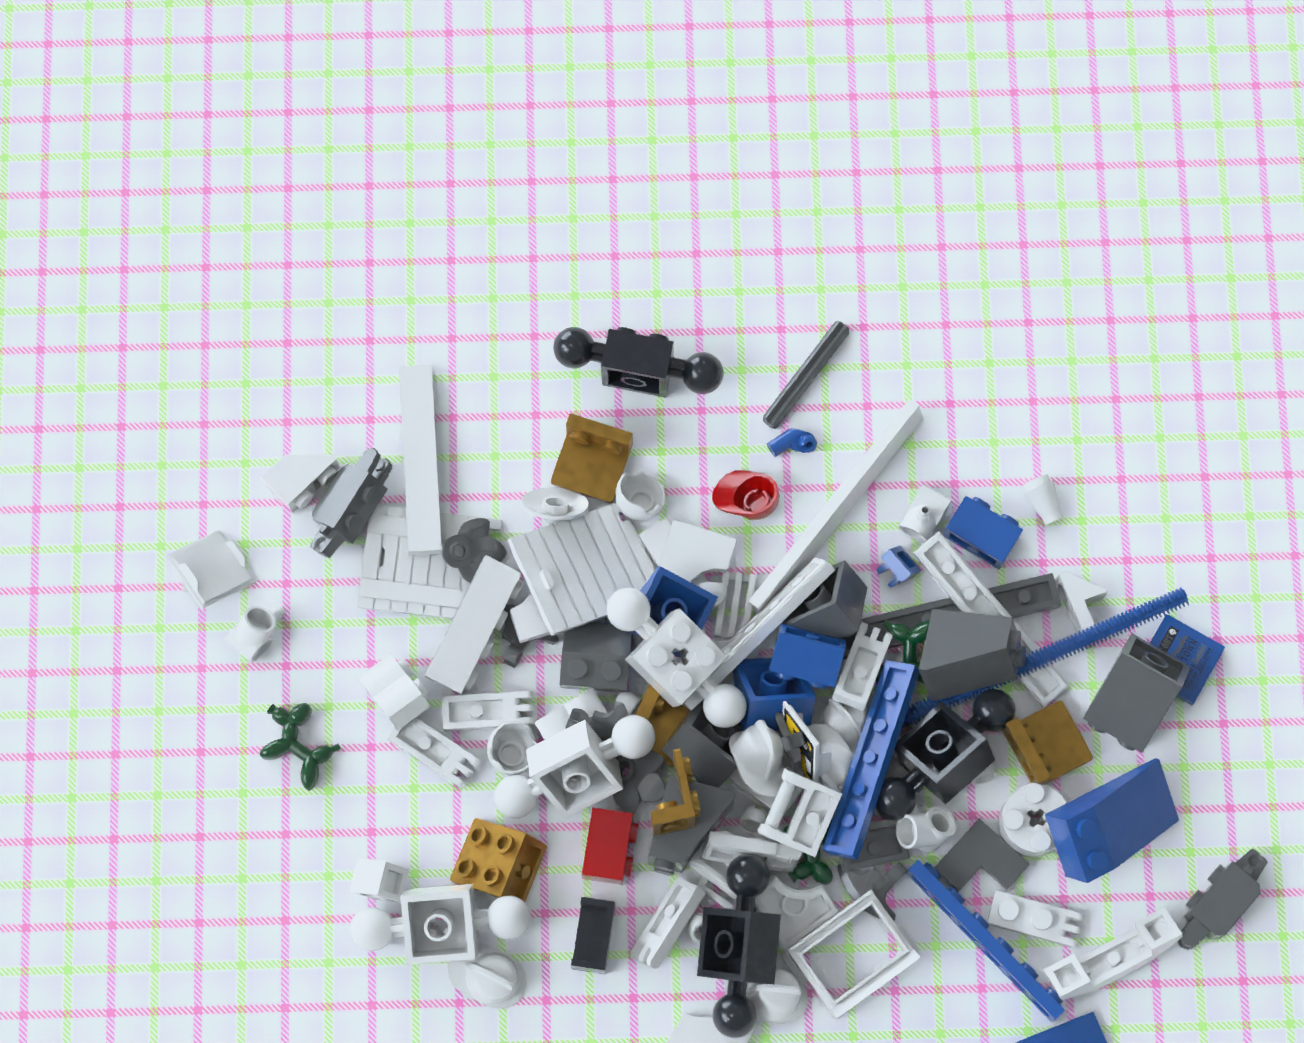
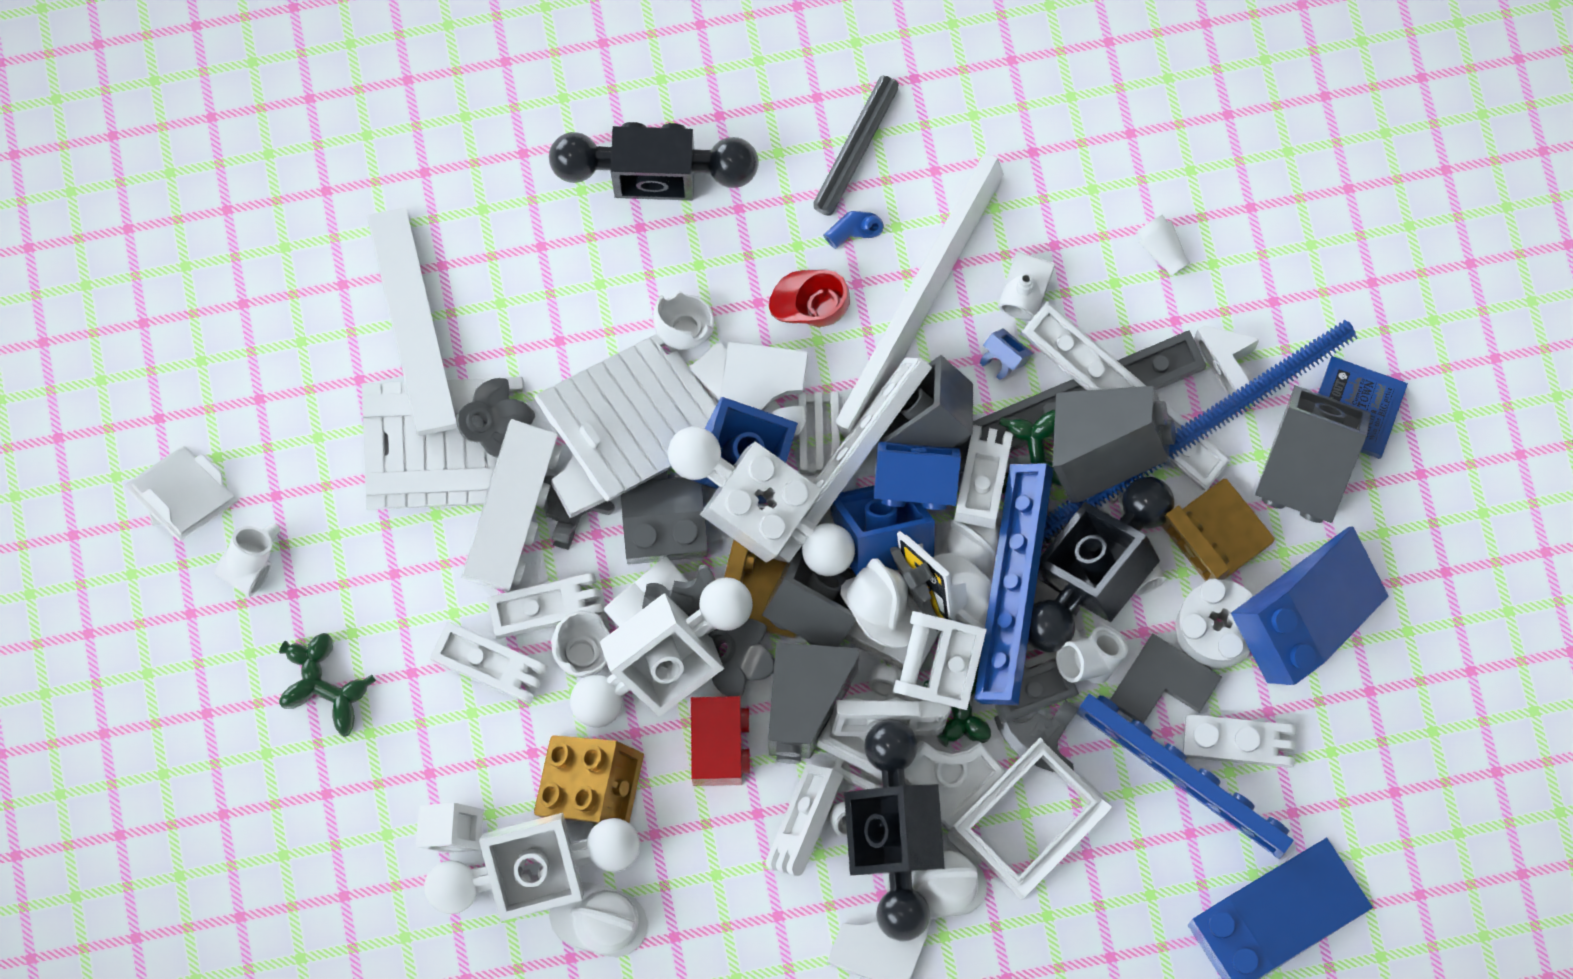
camera: 10 degrees left, 0 degrees up
(299, 476) = (268, 366): white slope -> none
(349, 502) = (336, 385): dark grey hinge -> none
(394, 691) = (429, 600): white brick -> none
(555, 504) = (583, 347): white dish -> none
(592, 458) = (618, 285): pearl gold bracket -> none
(593, 935) = (718, 849): black panel -> none
(630, 700) = (716, 564): white hinge -> none
(674, 817) = (791, 688): pearl gold bracket -> none
(983, 531) = (1099, 295): blue brick -> none
(1116, 958) = (1343, 770): white slope -> none
(1224, 901) = (1458, 681): dark grey hinge -> none

